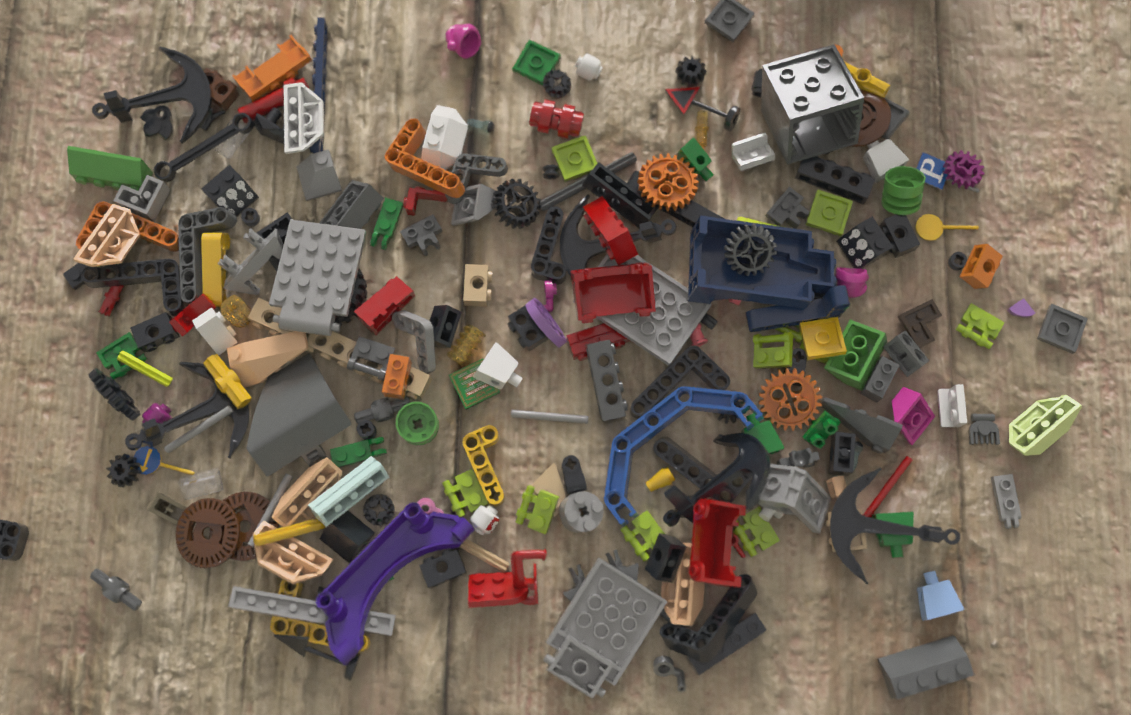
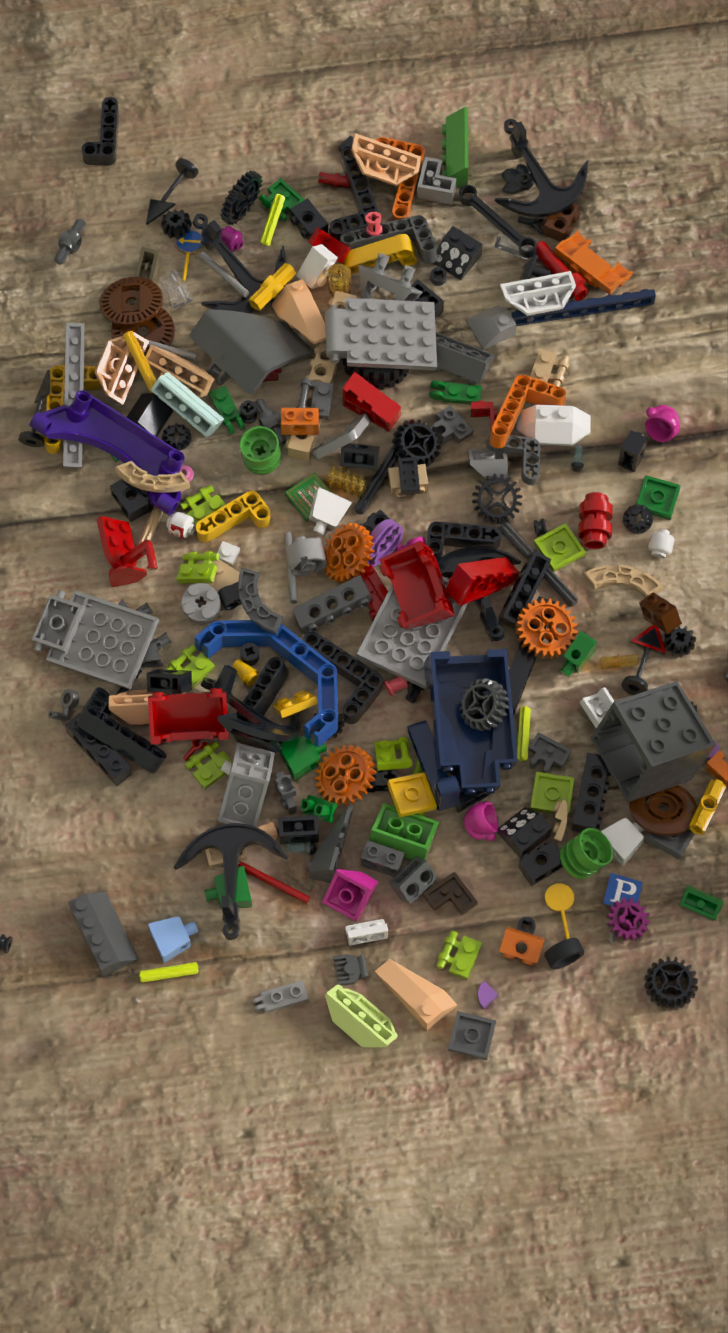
camera: 80 degrees right, 10 degrees down
(99, 485) = (158, 207): none -> black piece
(180, 260) = (369, 219): none -> coral bush
(375, 137) = (544, 365): none -> tan plate
(434, 546) = (162, 483): none -> tan tile
(443, 264) = (411, 430): none -> black gear
(452, 301) = (377, 480): none -> black axle
(479, 280) = (408, 476): none -> black plate
(489, 70) = (632, 450): none -> black brick
(522, 477) = (228, 553): none -> white plate
(546, 397) = (305, 556): none -> light grey brick
(557, 341) = (348, 552): none -> orange gear
(593, 458) = (252, 604): none -> dark grey tile
(612, 107) = (625, 576): none -> tan tile
(639, 475) = (251, 658): none -> black wheel
(664, 79) = (660, 613): none -> reddish brown brick
(708, 435) = (300, 701): none -> yellow plate
(865, 207) = (561, 813): none -> tan slope
(948, 105) = (701, 902): none -> green slope
(971, 606) = (168, 972): none -> neon yellow axle
(996, 229) = (564, 953): none -> black tyre
(1019, 366) = (419, 996): none -> light nougat wedge
(1029, 155) = (681, 971): none -> black gear

